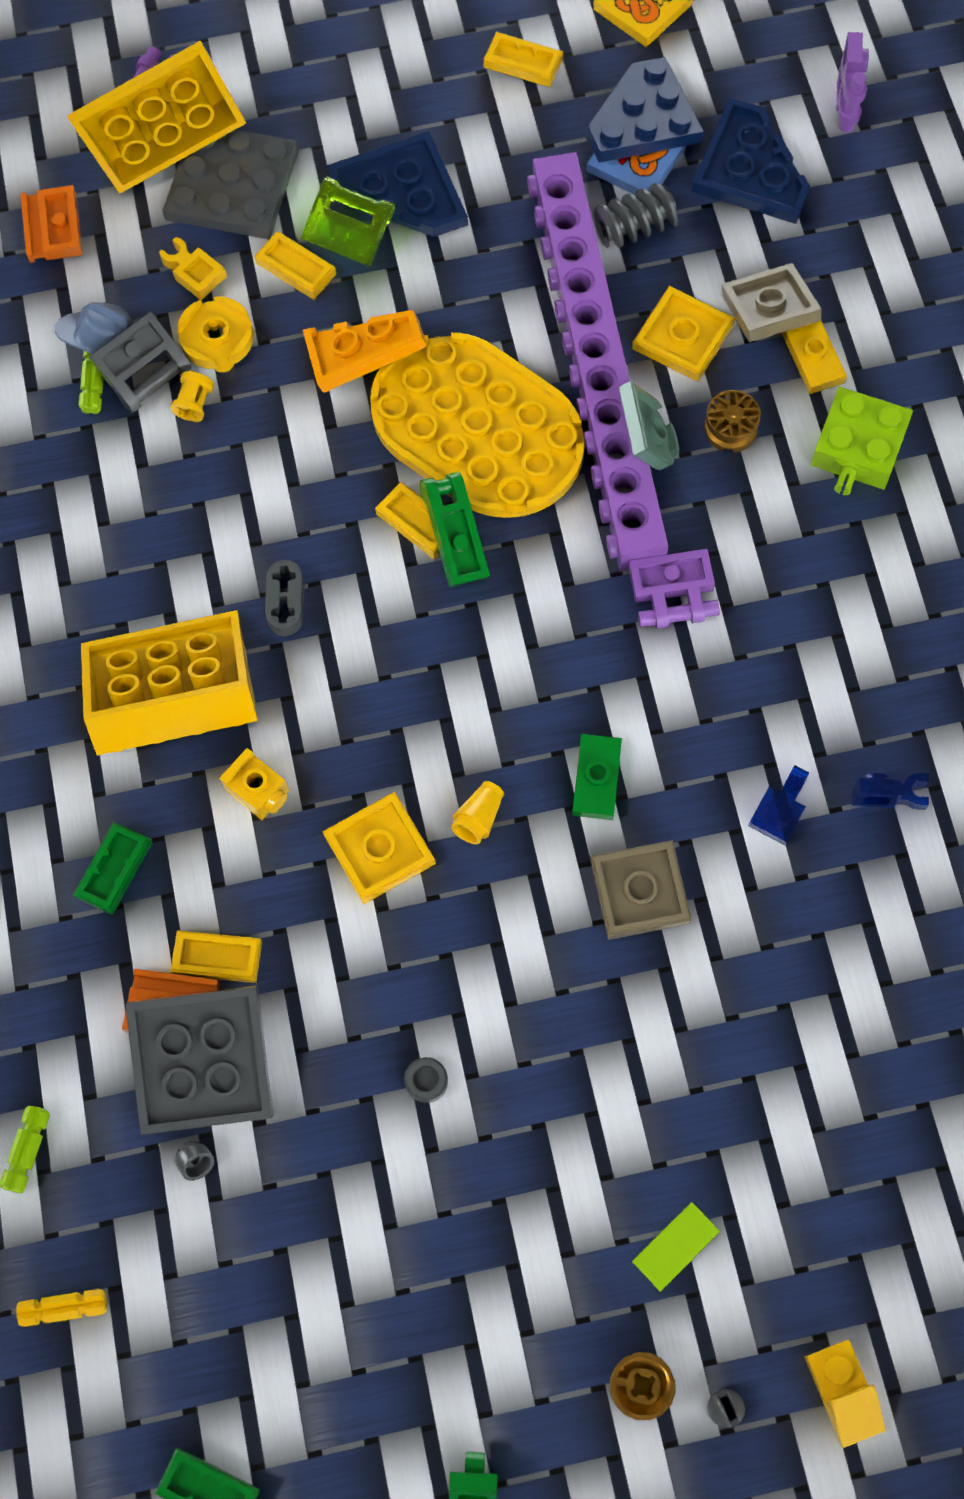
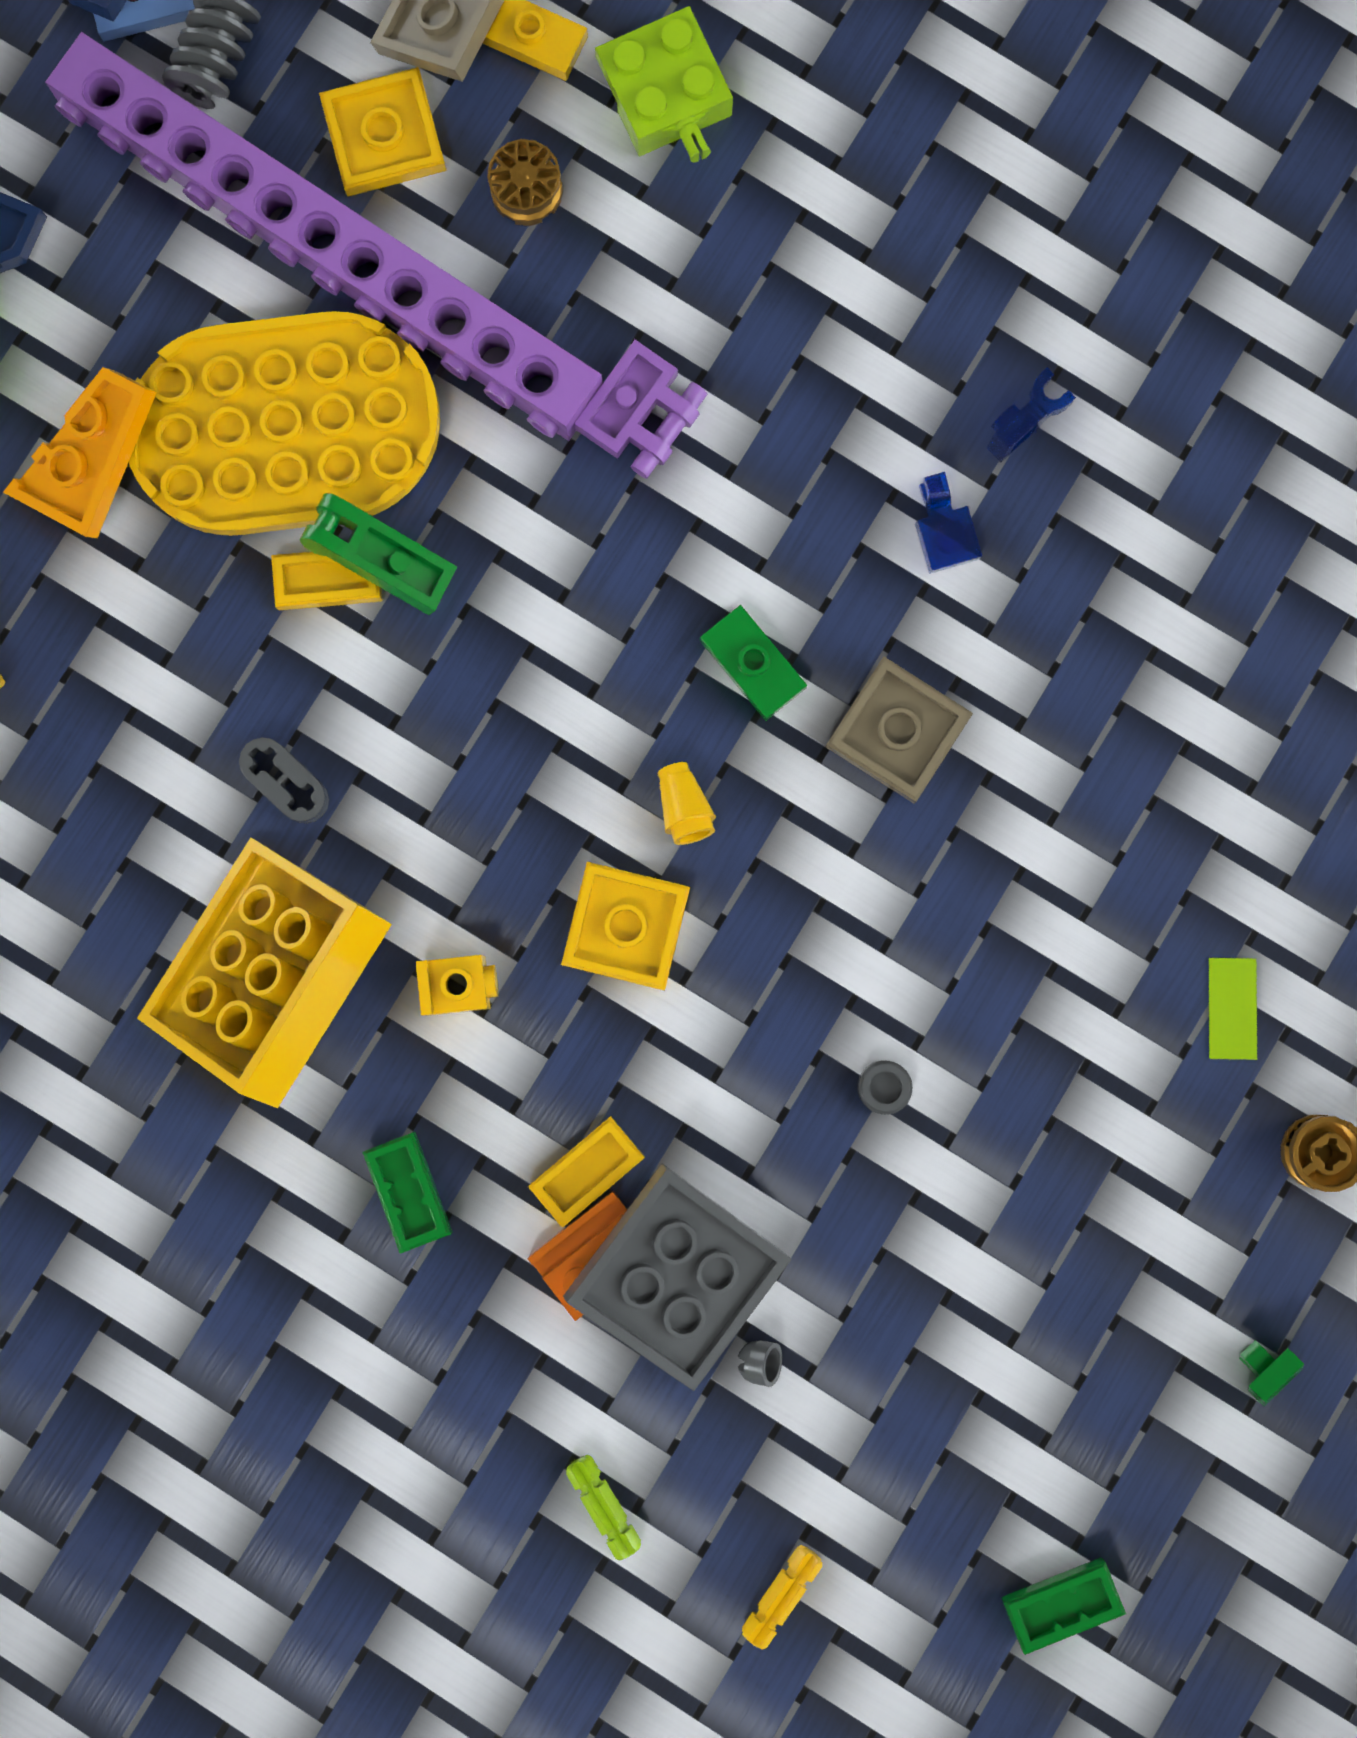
camera: 50 degrees left, 15 degrees up
(648, 434) = (466, 272): sand green tile -> none

